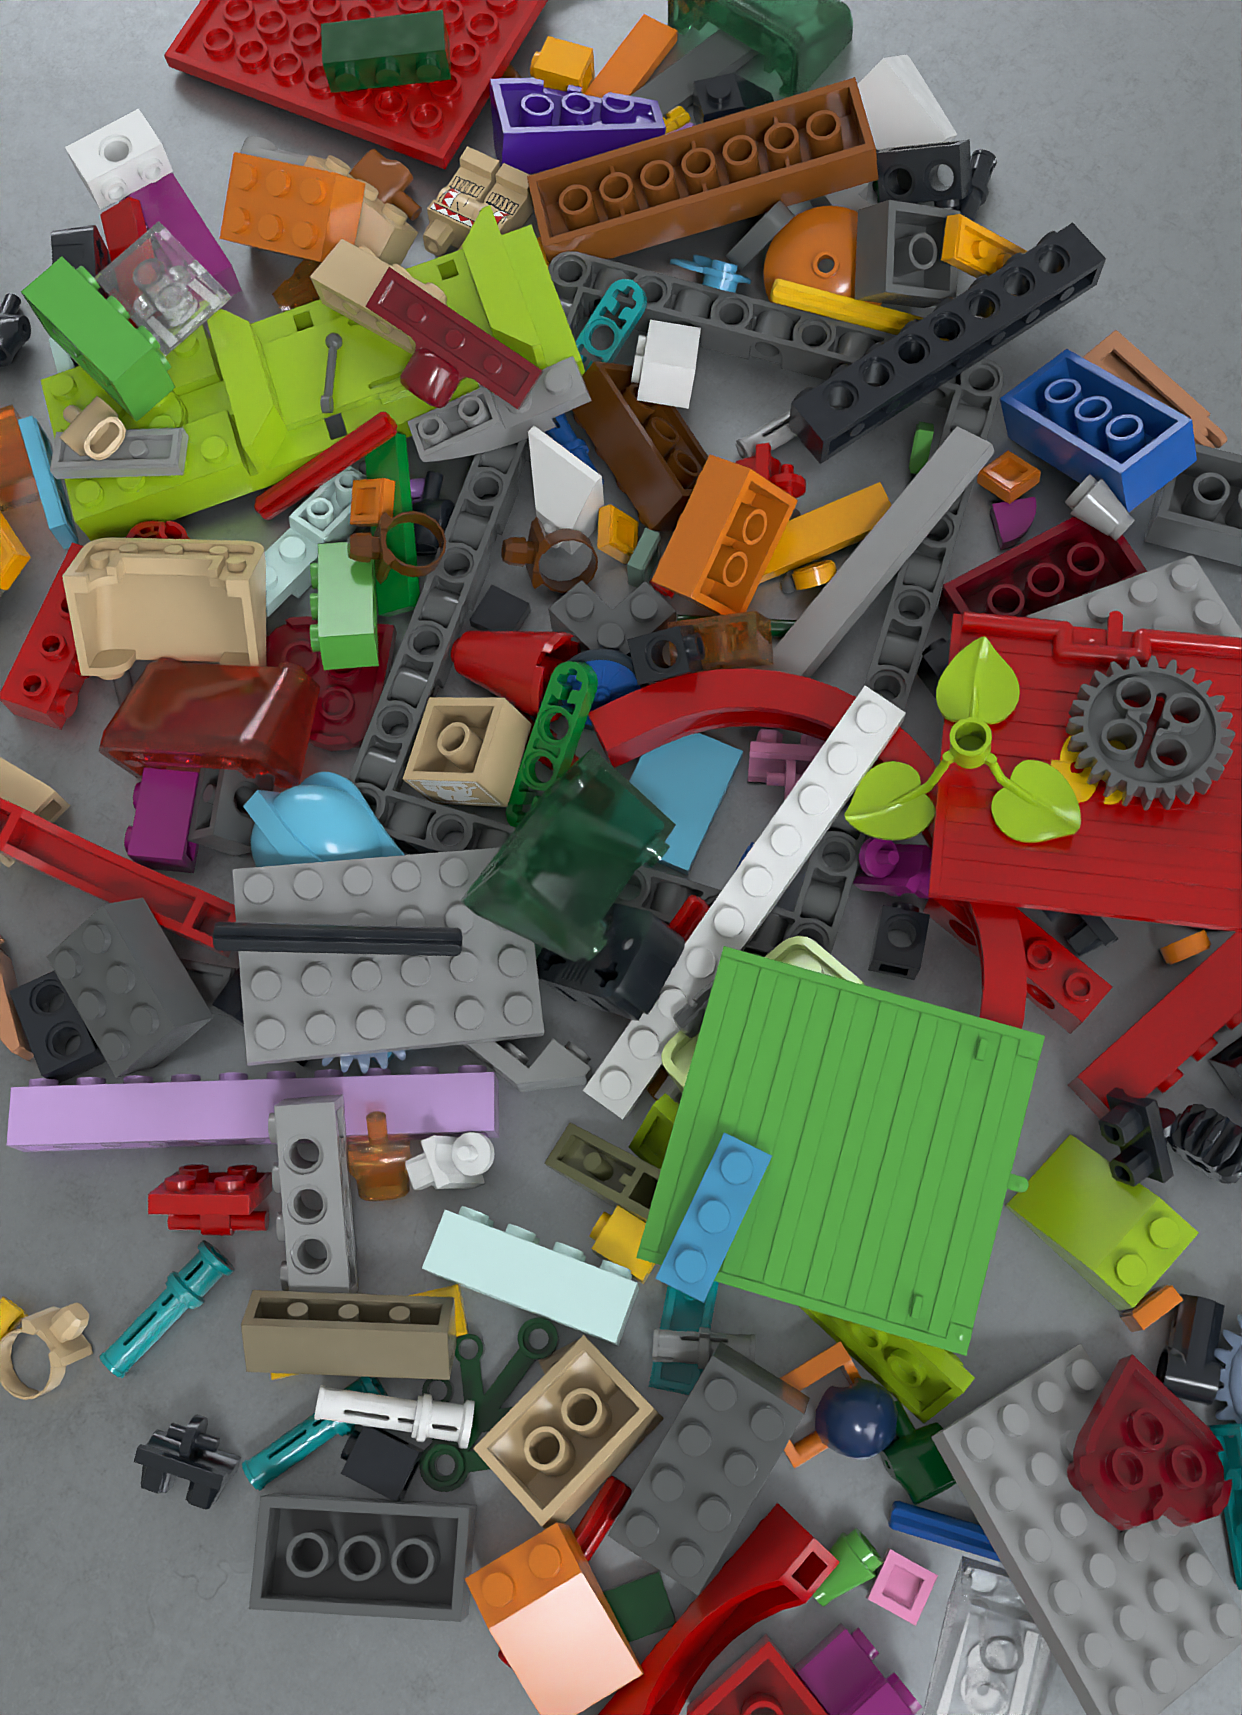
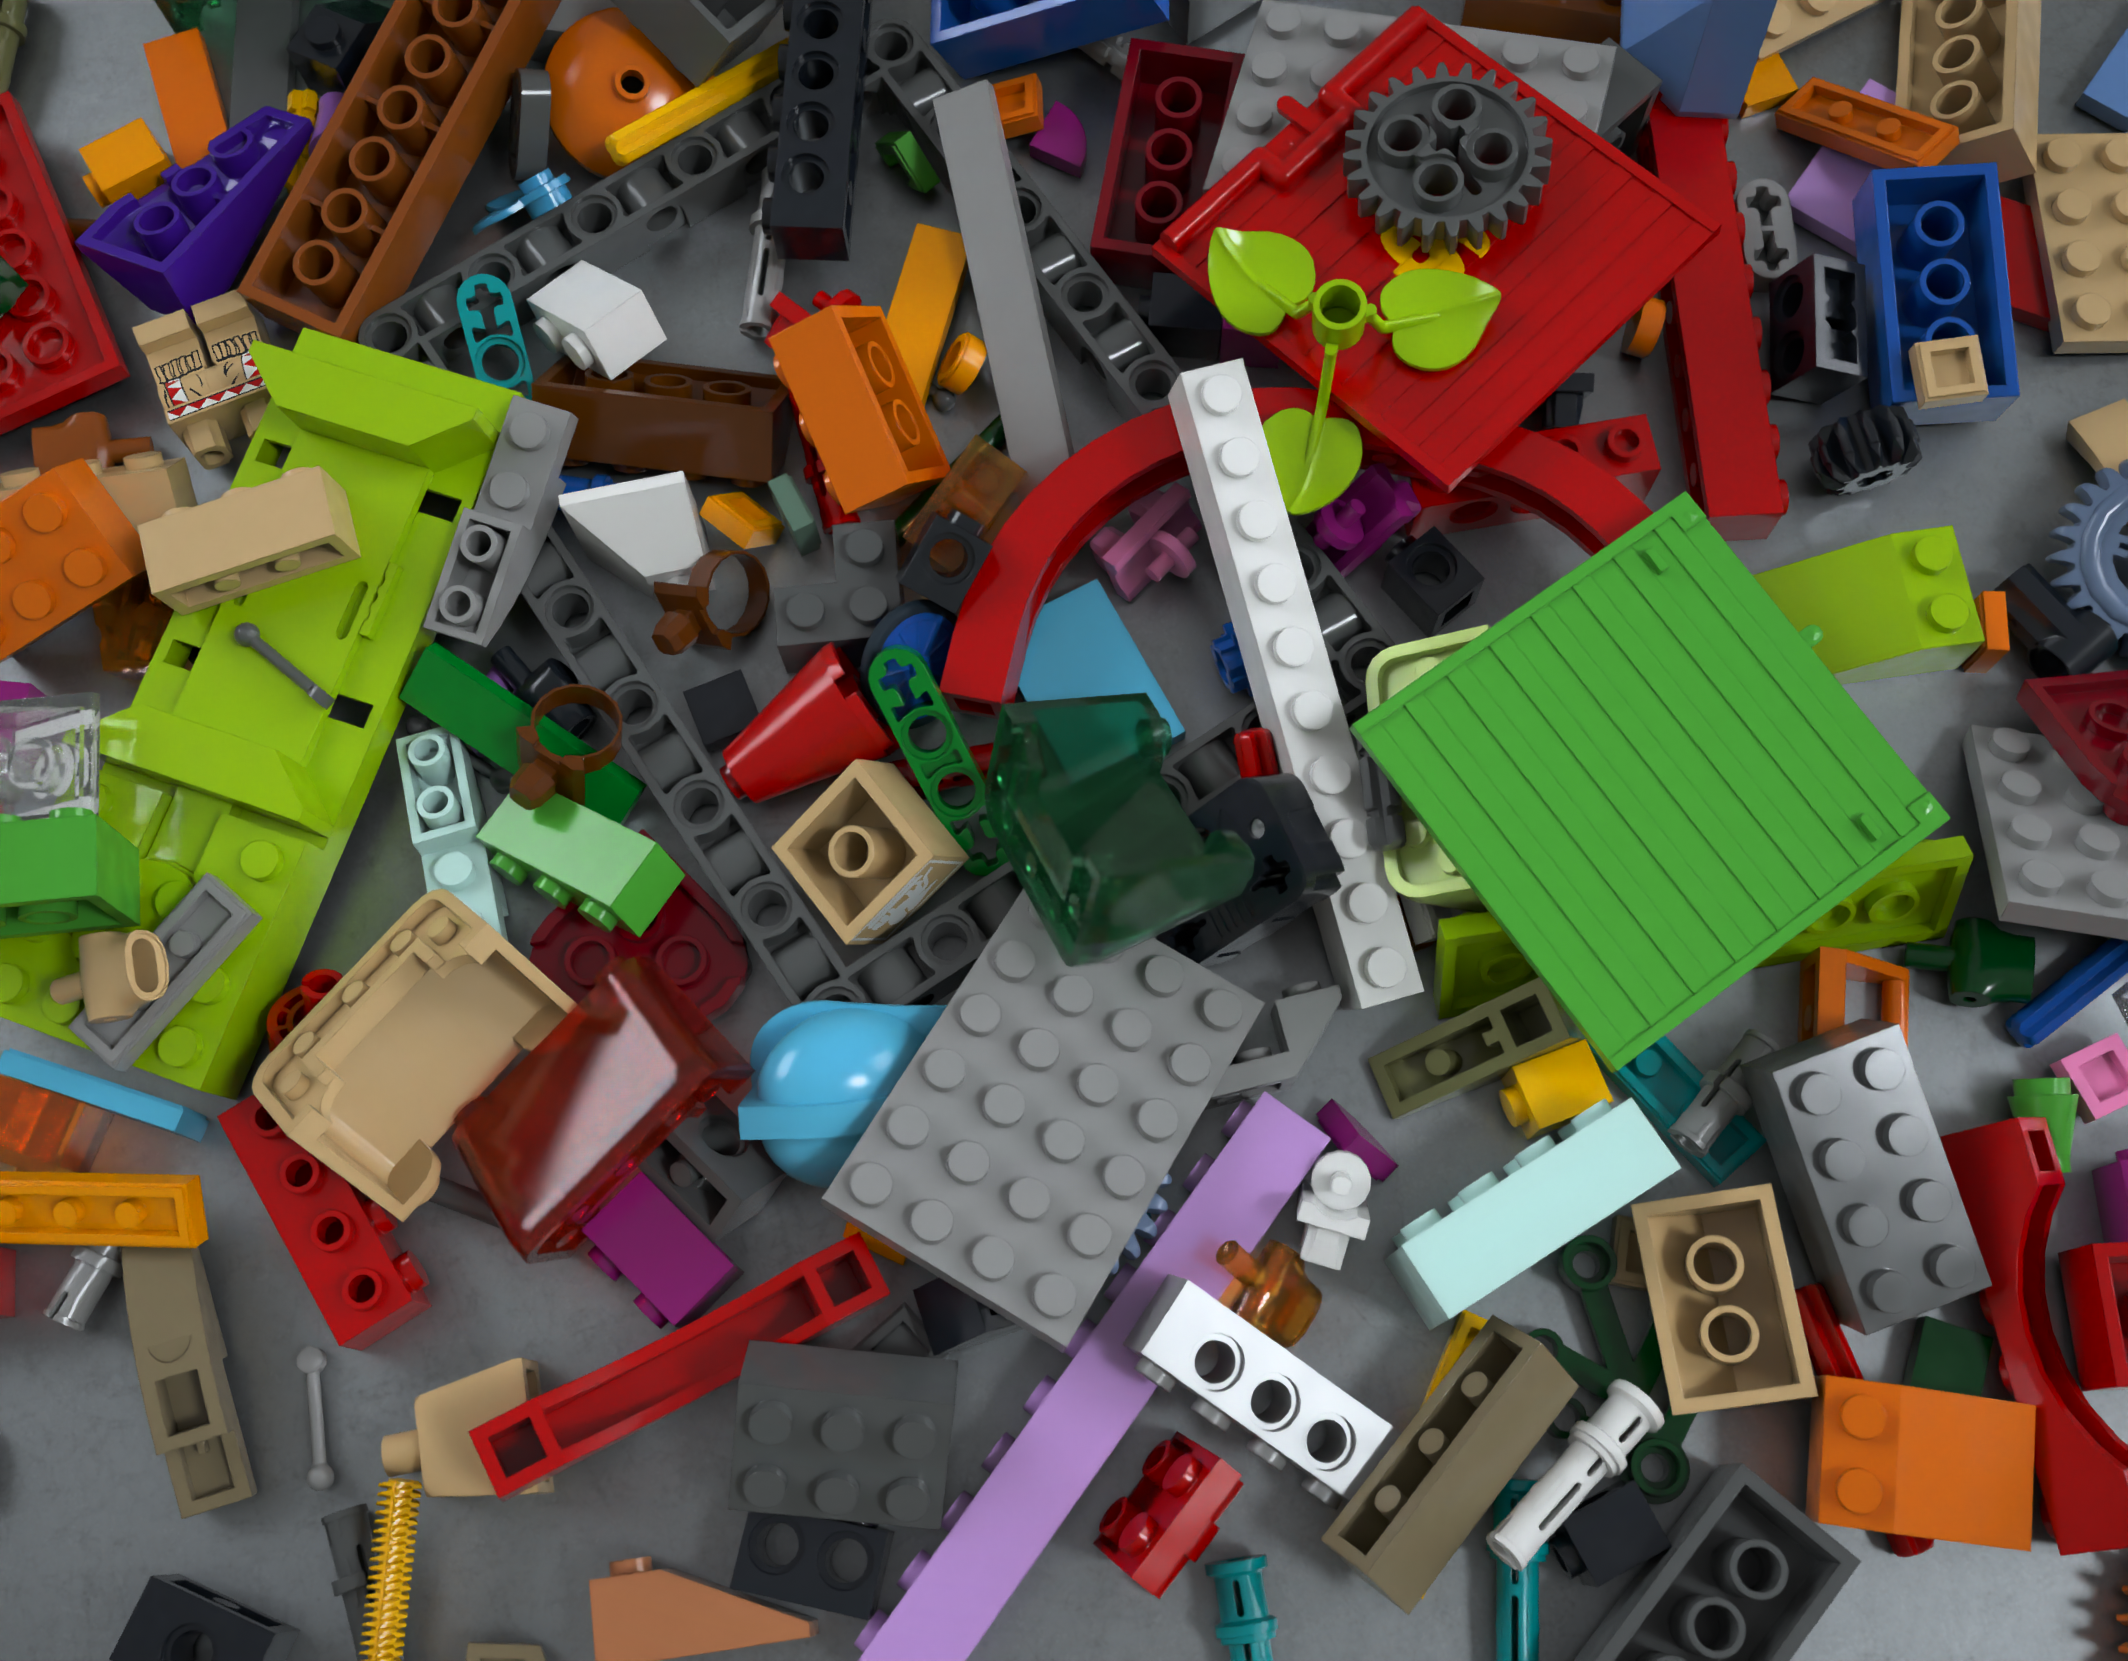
camera: 55 degrees left, 0 degrees up
(326, 465) = (388, 758): red axle -> none
(337, 939) = (1001, 1140): black axle -> none
(371, 500) = (479, 739): orange tile -> none
(448, 347) = (391, 504): dark red plate -> none
(512, 1150) = (1353, 1137): none -> magenta tile
(713, 1217) = (1637, 955): dark azure plate -> none
(857, 1419) = (1911, 989): dark blue hair -> none
(1099, 507) = (1142, 38): light grey cone -> none
(1141, 1134) = (1820, 505): black hips -> none

